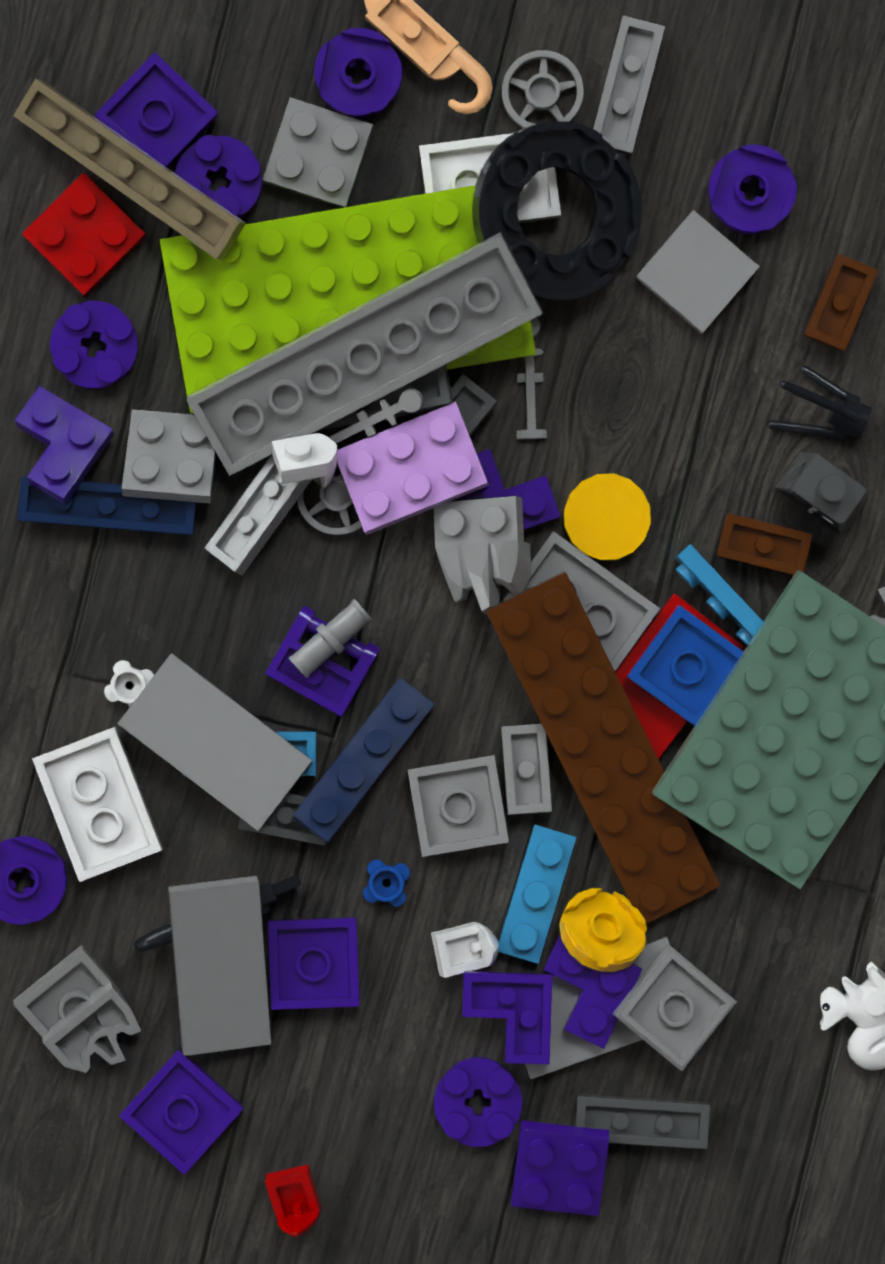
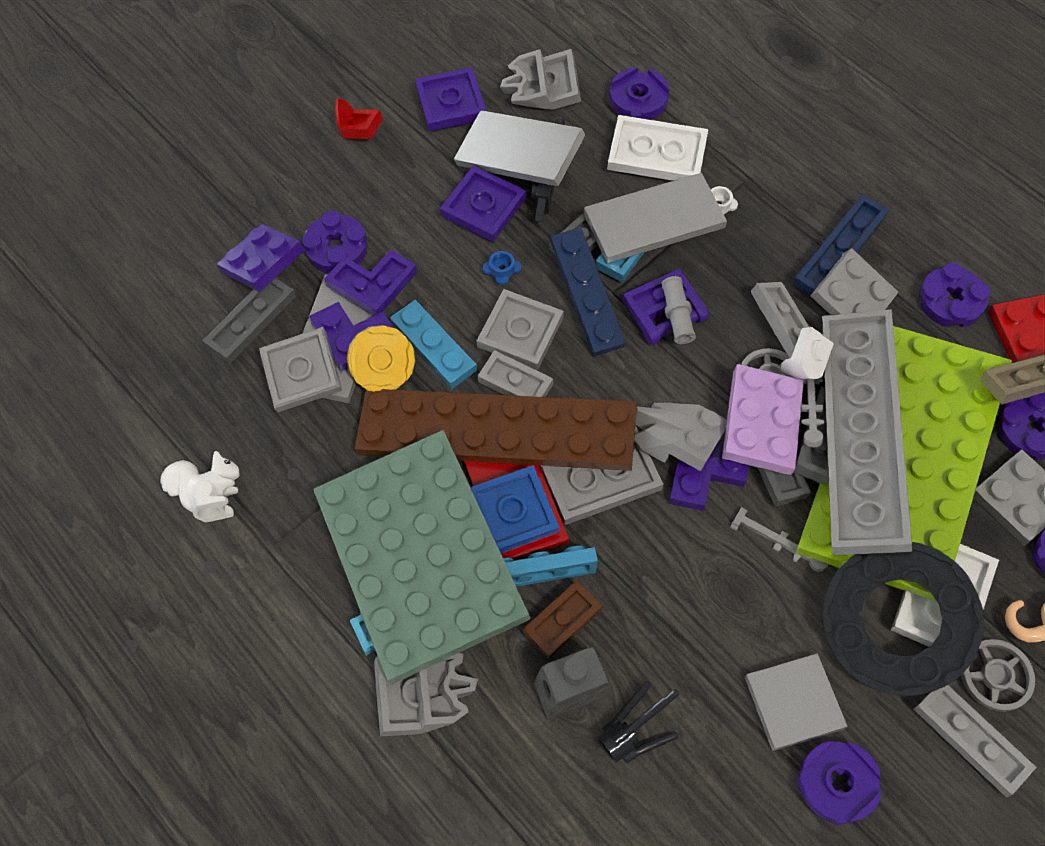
camera: 125 degrees right, 25 degrees down
(72, 441) = (894, 247): dark purple plate -> none
(464, 948) = (430, 282): white plate -> none
(607, 516) = (650, 530): yellow tile -> none
(840, 303) = (711, 793): reddish brown plate -> none

